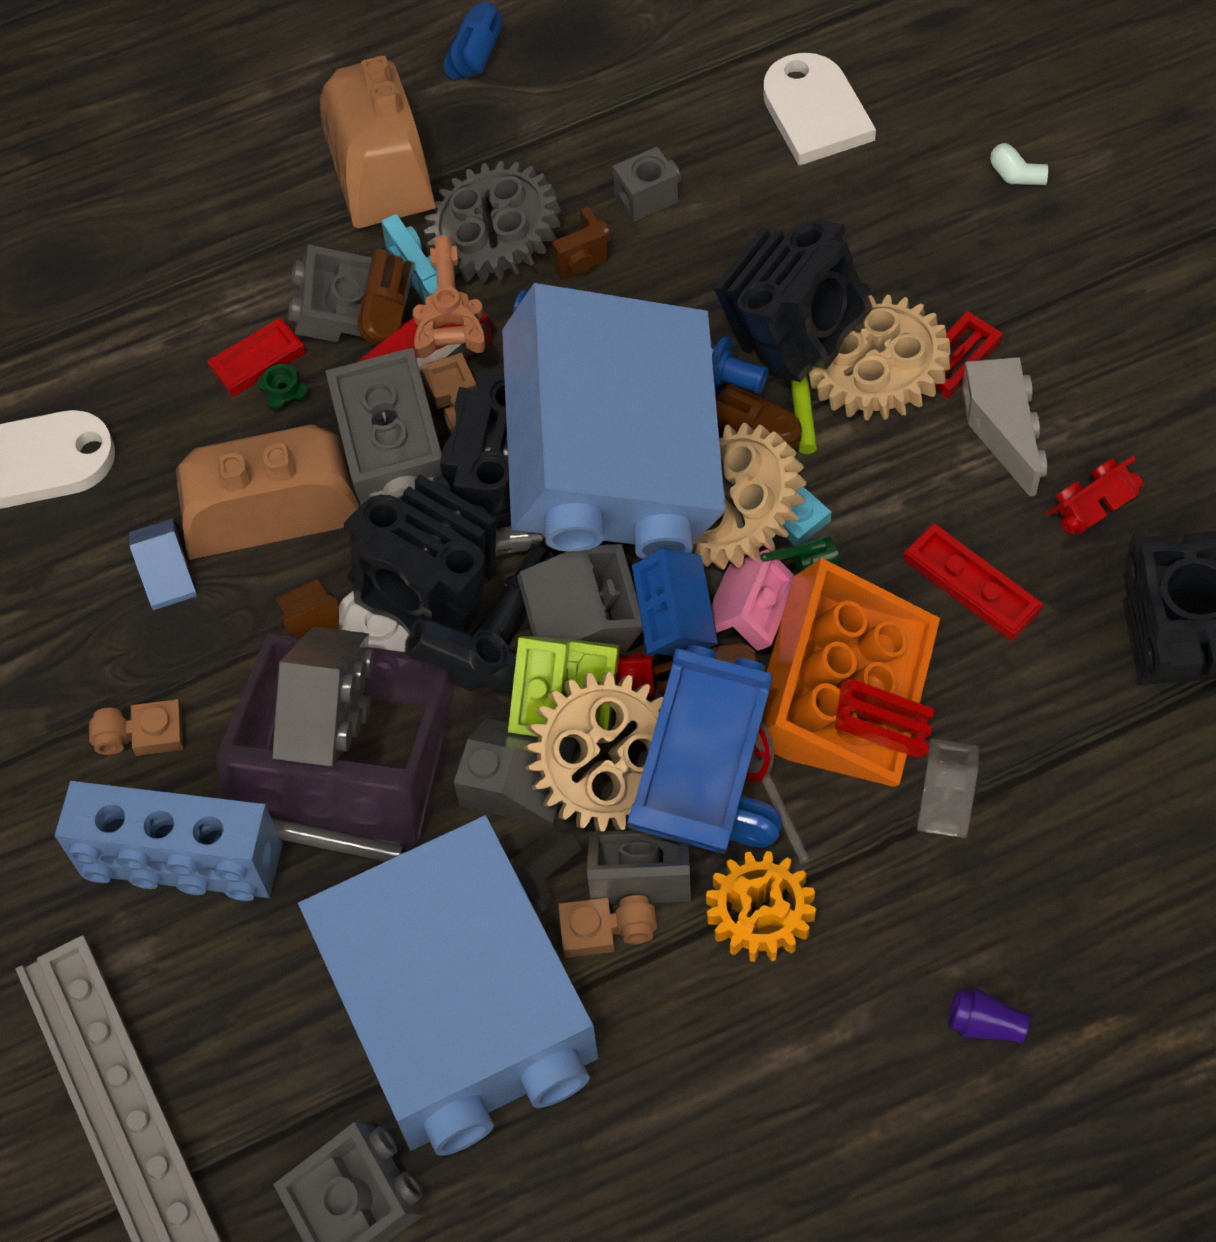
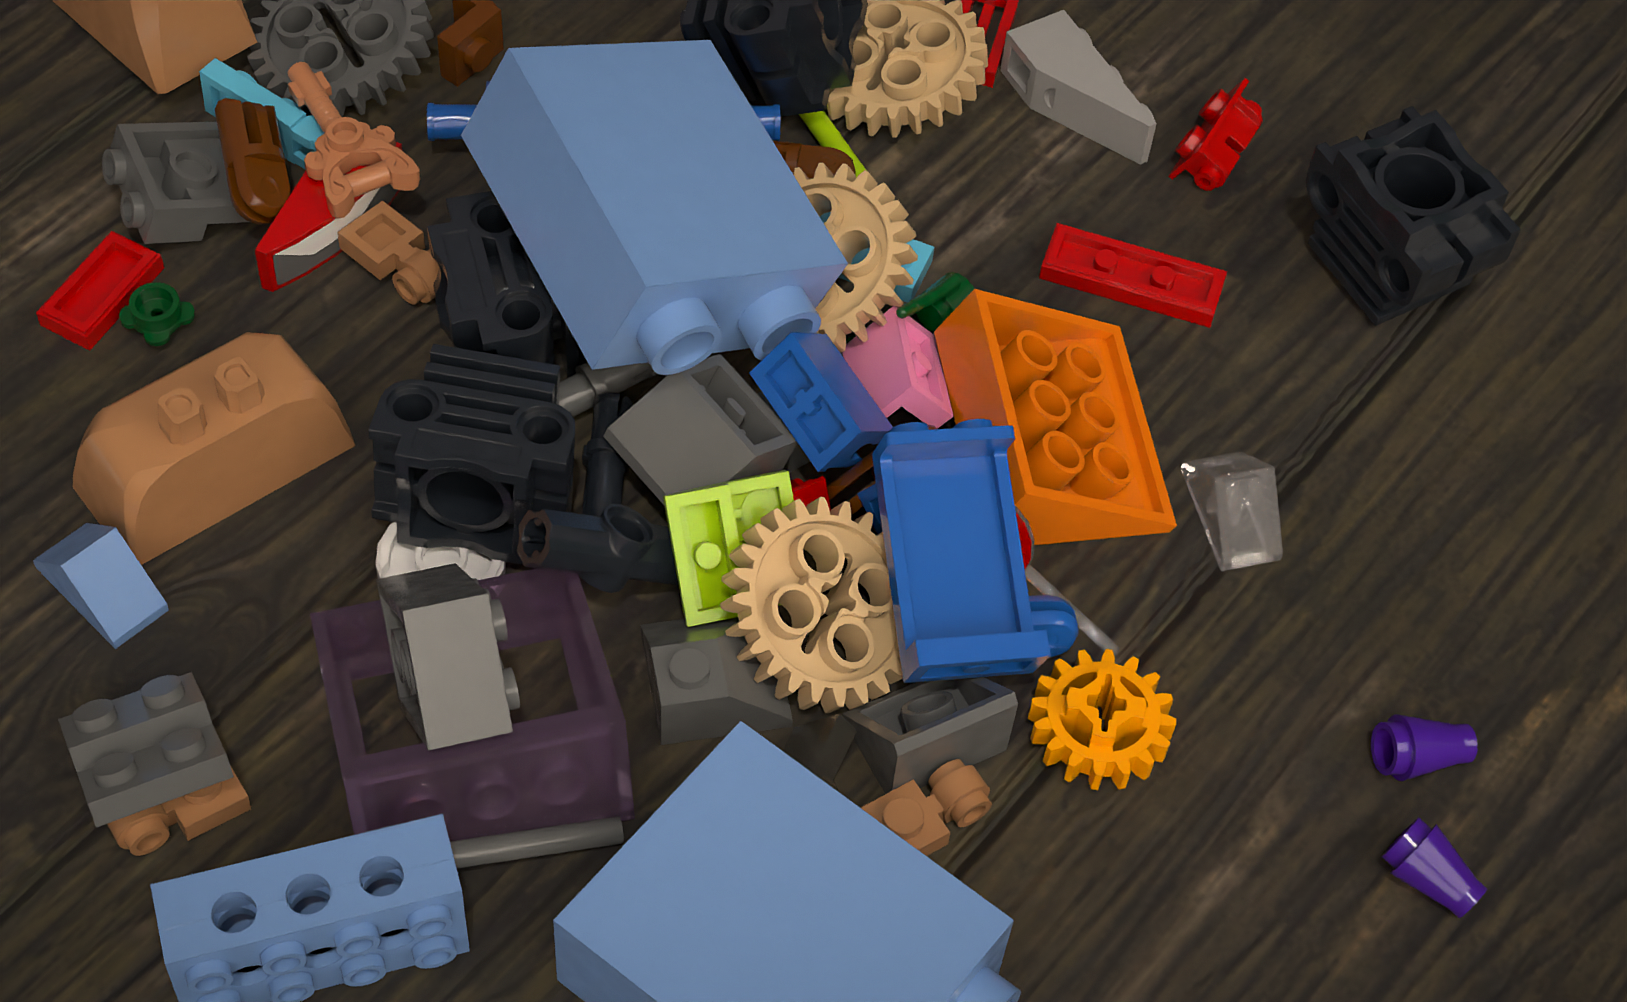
camera: 35 degrees left, 5 degrees down
(128, 685) = (144, 748): none -> dark grey plate
(308, 608) = (342, 570): reddish brown tile -> none
(385, 424) = (342, 309): dark grey piece -> none
(915, 723) = (1126, 442): red tile -> none
(943, 1108) = (1434, 867): none -> dark purple cone

